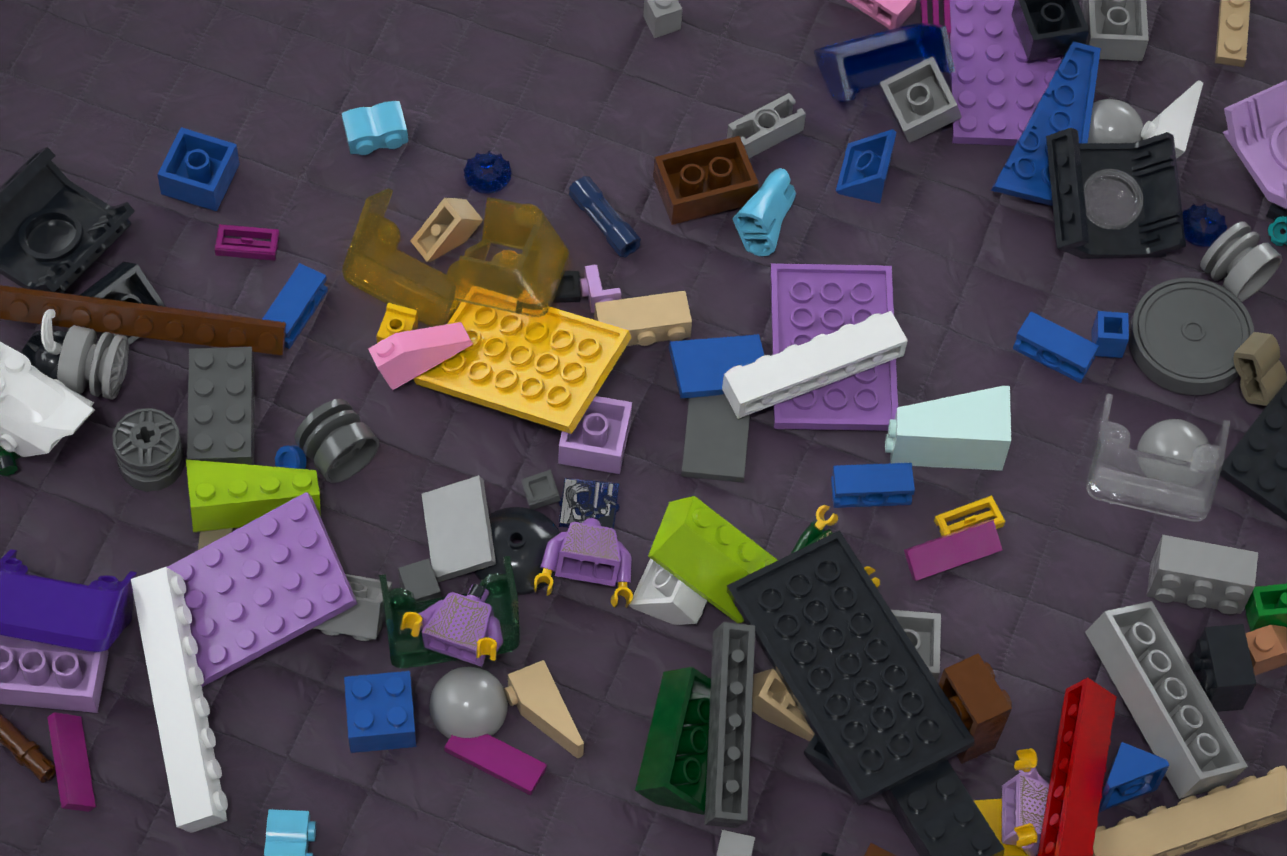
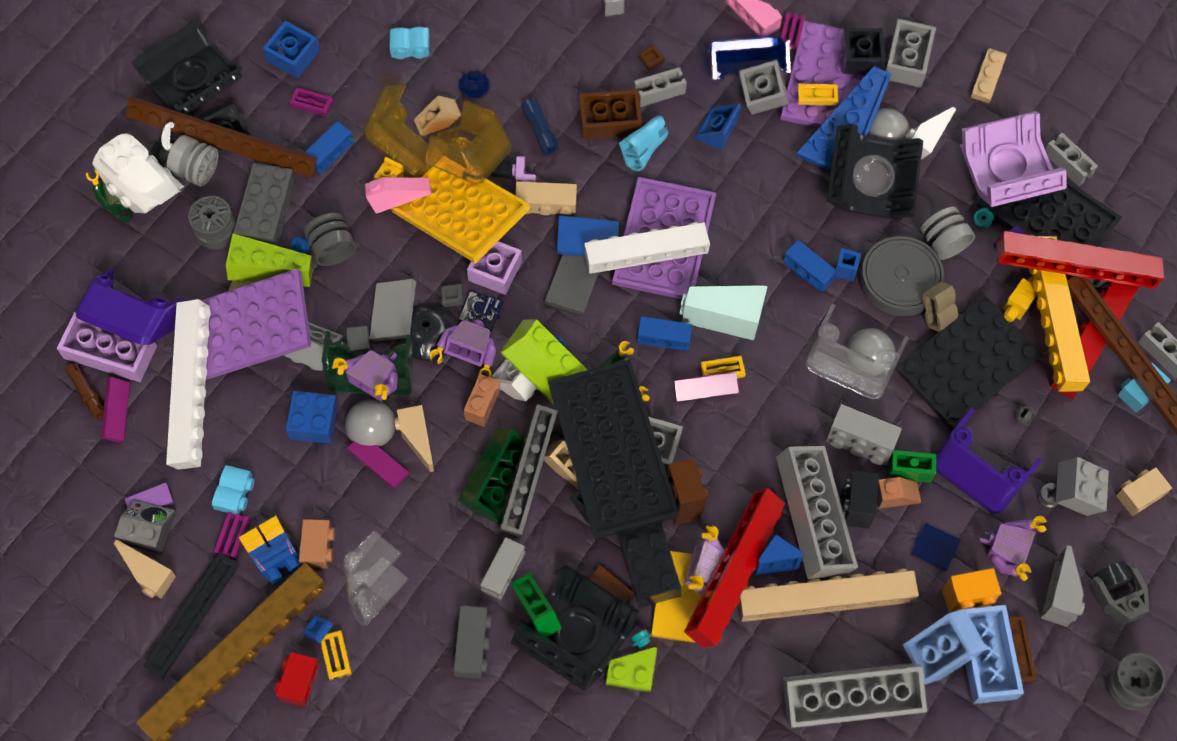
camera: 15 degrees right, 5 degrees up
(629, 635) = (482, 400): none -> nougat brick
(740, 87) = (651, 57): none -> reddish brown tile
(1000, 96) = (817, 94): none -> yellow plate
(1193, 228) = (923, 199): clear blue gear -> none

